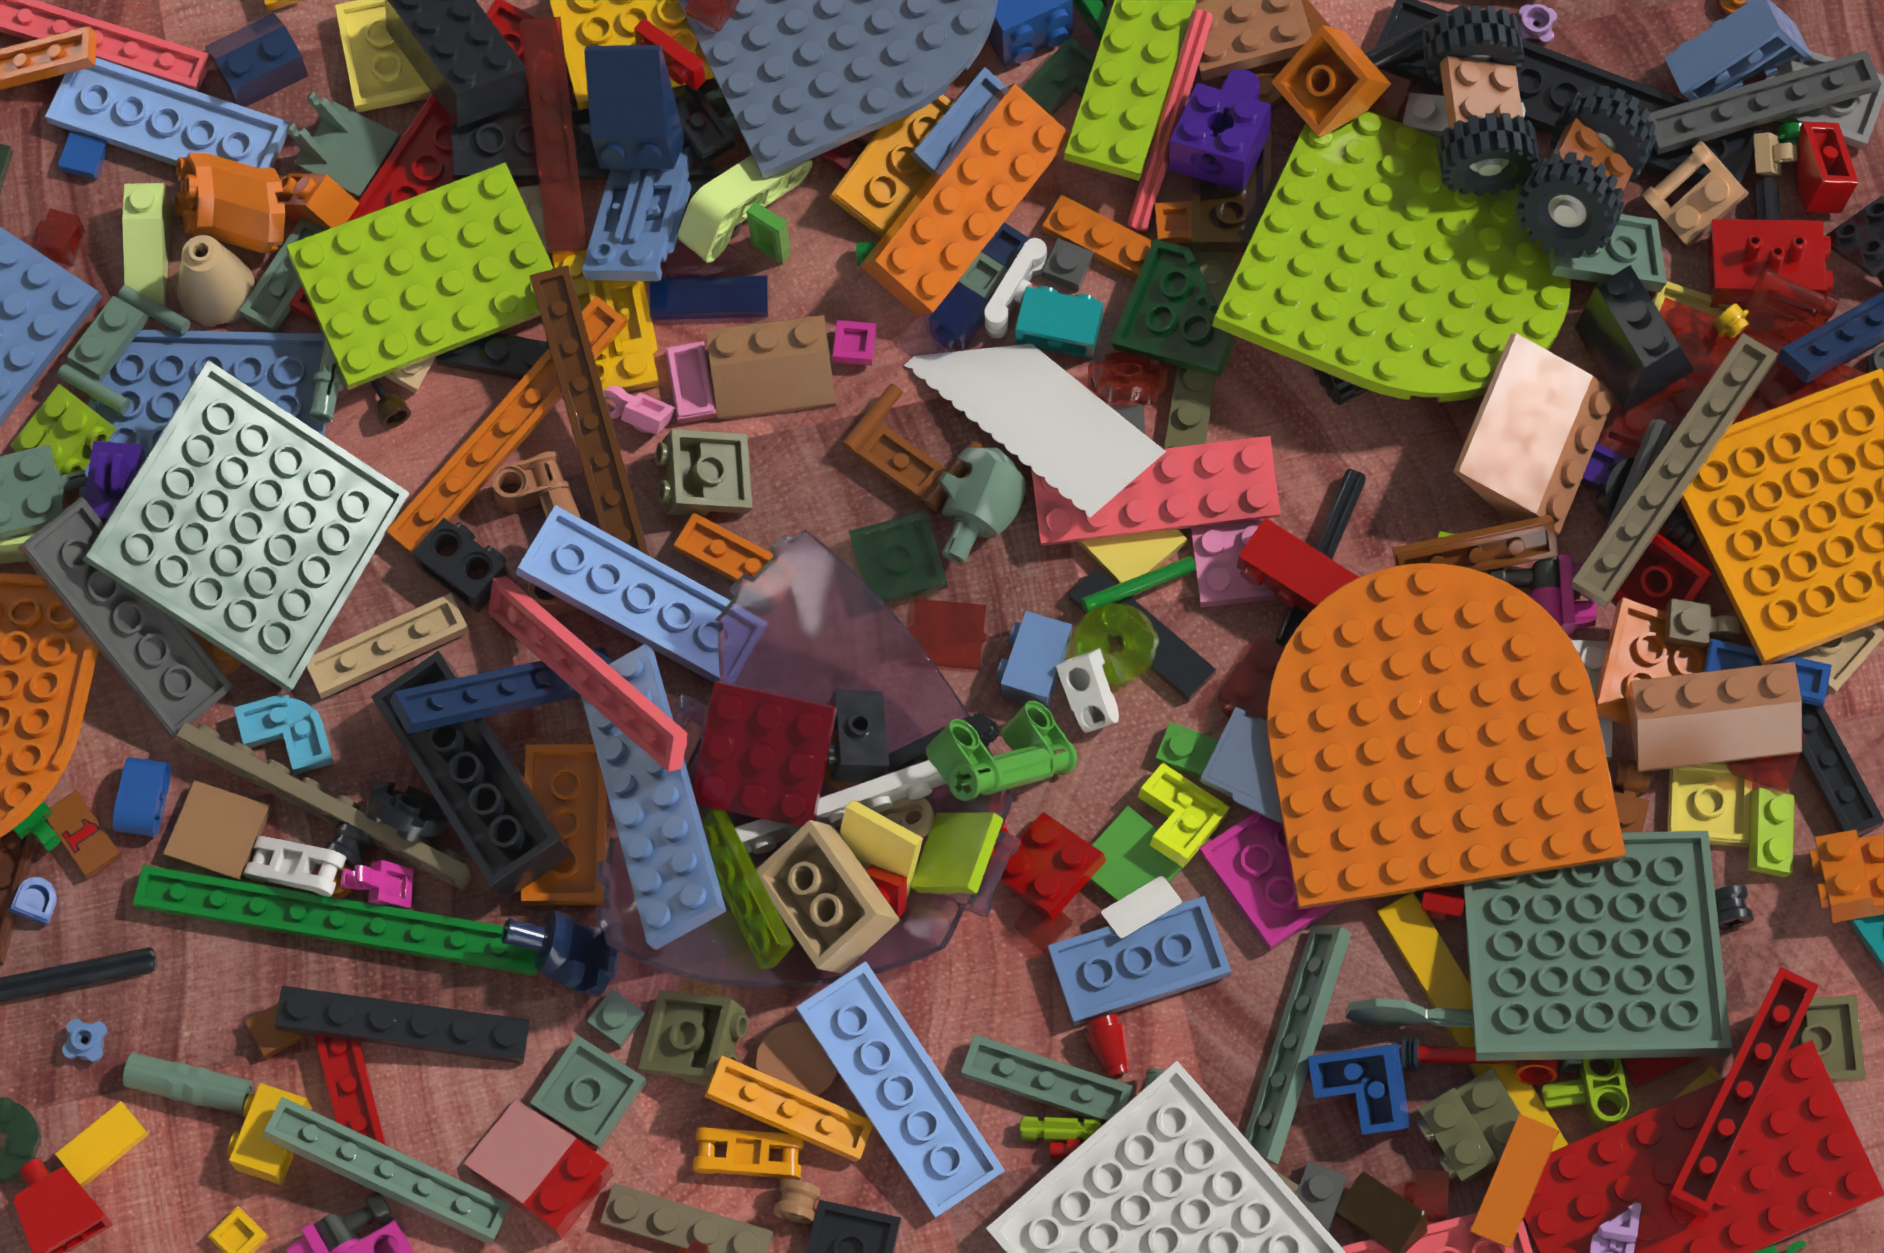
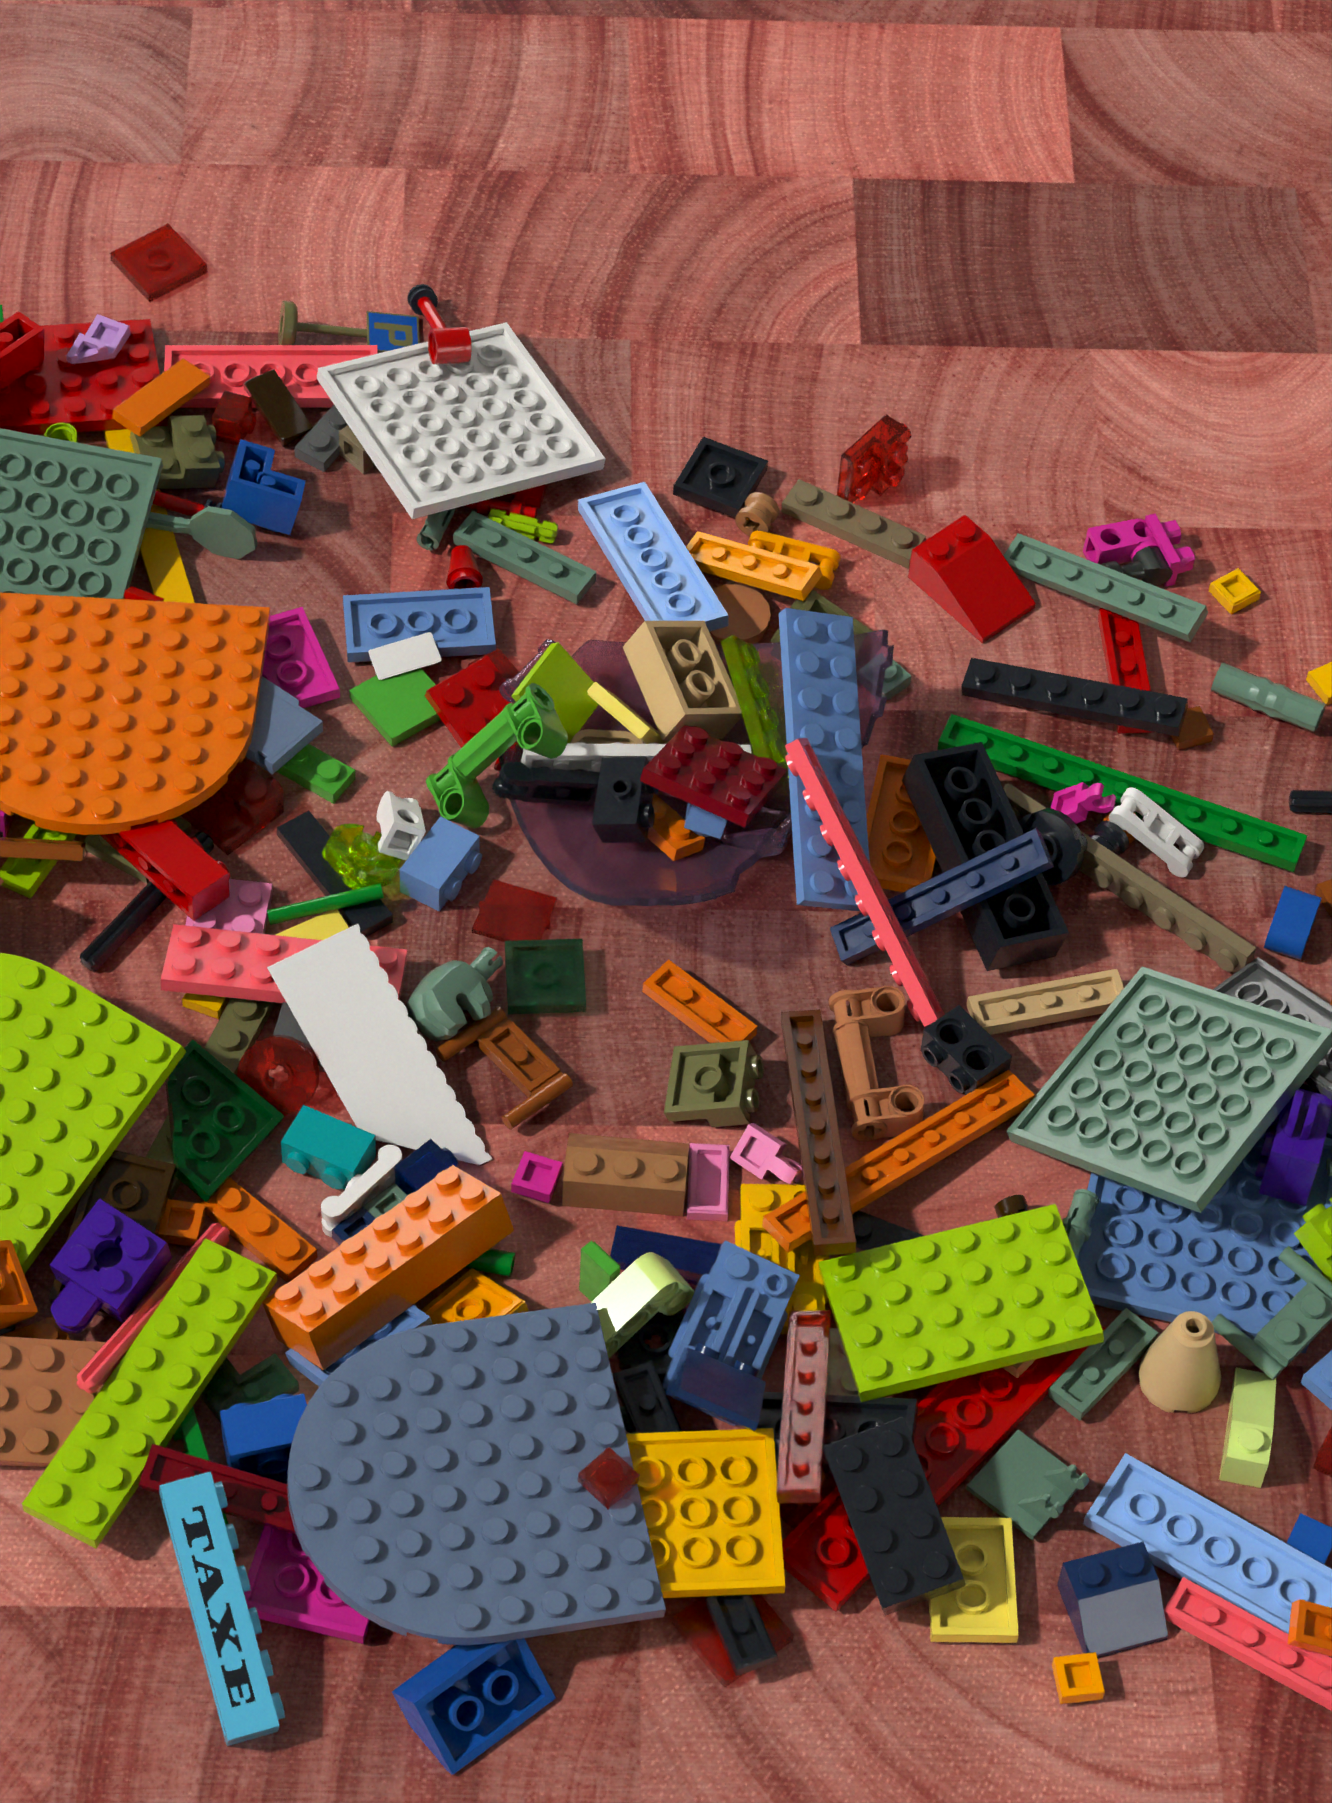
camera: 175 degrees left, 15 degrees down
(217, 831) = (1226, 887): medium nougat tile -> none
(230, 202) = (1157, 1428): orange brick -> none
(249, 1150) = (1201, 658): yellow brick -> none
(289, 720) = (1136, 948): medium azure plate -> none
(316, 199) = (1068, 1427): orange slope -> none
(566, 952) = (920, 710): dark blue piece -> none
(588, 1092) = (920, 624): sand green plate -> none
(626, 590) = (799, 974): light blue plate -> none
(680, 62) = (658, 1431): red plate -> none
(891, 886) = (629, 694): red plate -> none
(1068, 264) = (301, 1211): dark grey plate -> none
(1190, 813) = (340, 713): neon yellow plate -> none
(1296, 1040) = (308, 535): sand green plate -> none

